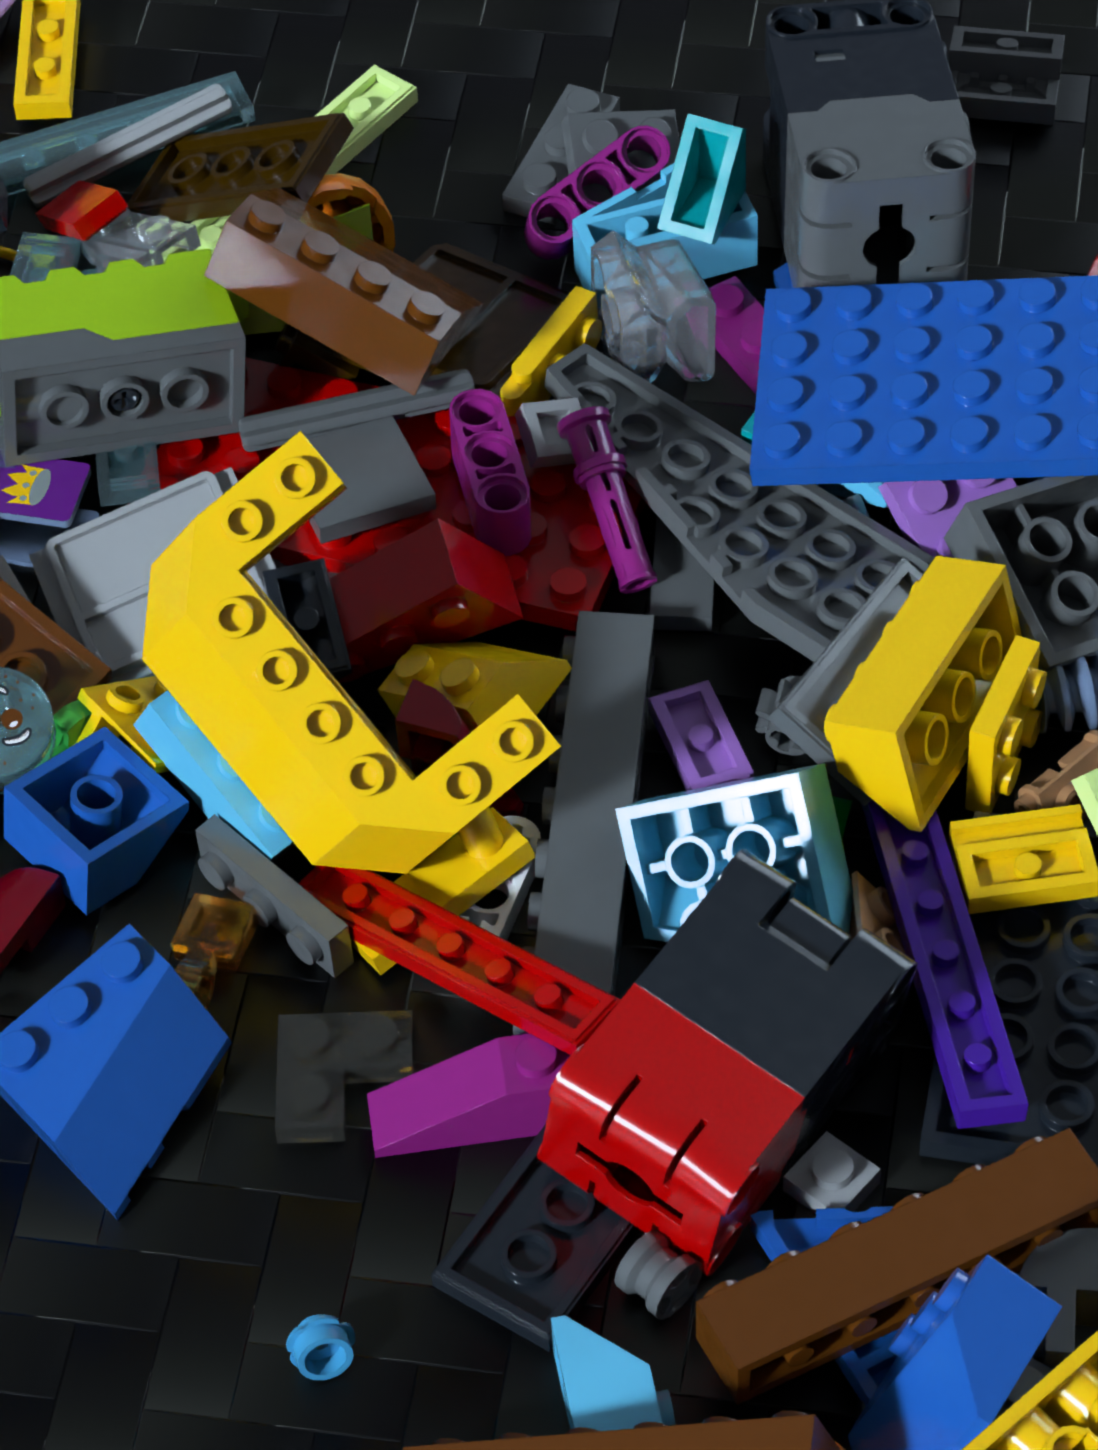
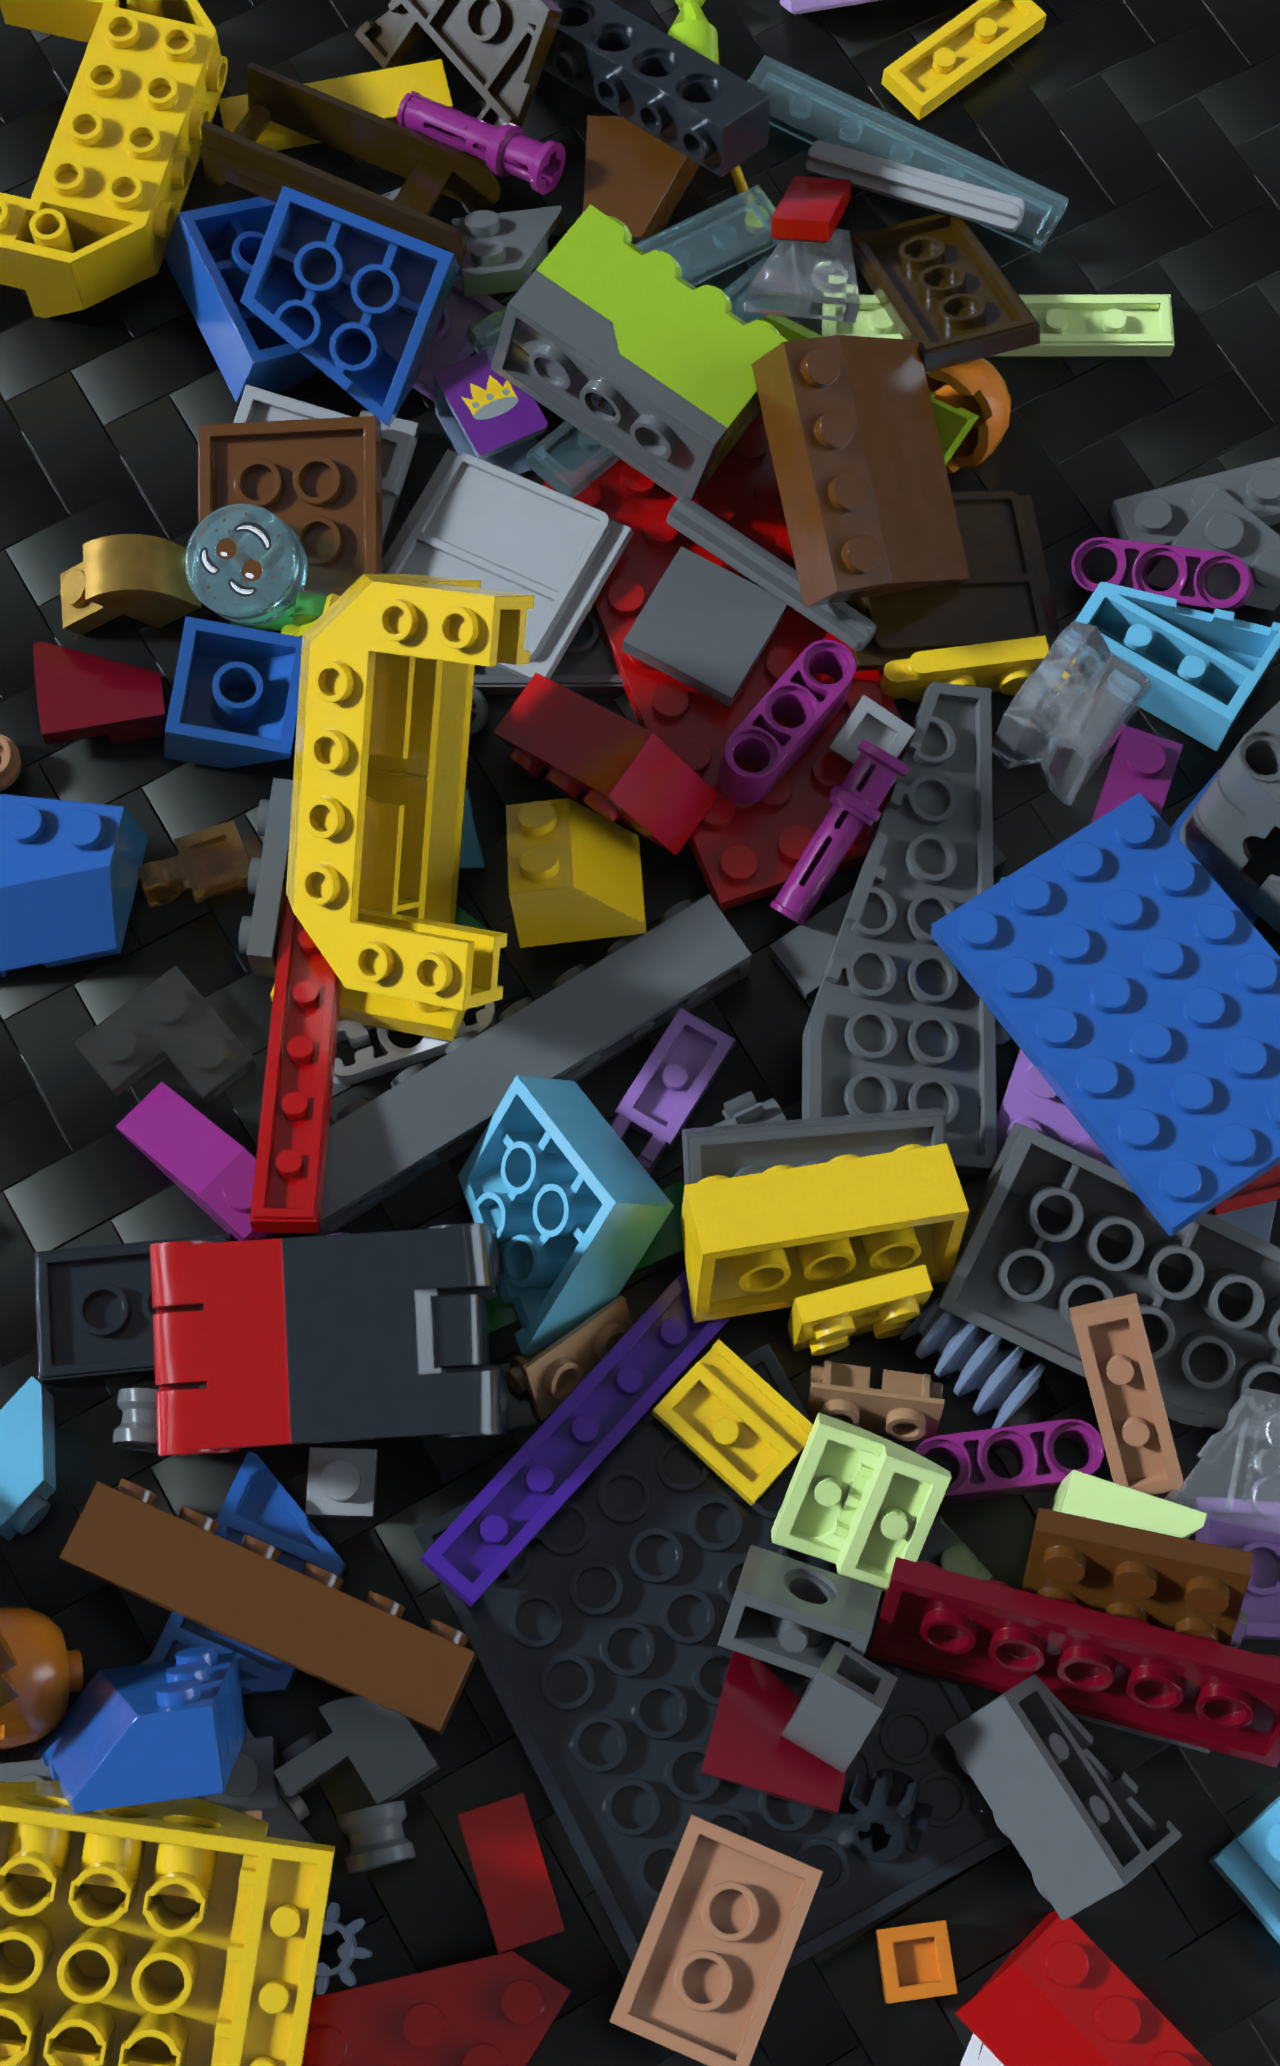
camera: 45 degrees right, 20 degrees up
(307, 602) = (518, 706): black slope -> none
(430, 728) = (485, 881): dark red slope -> none
(705, 179) = (1212, 658): teal slope -> none

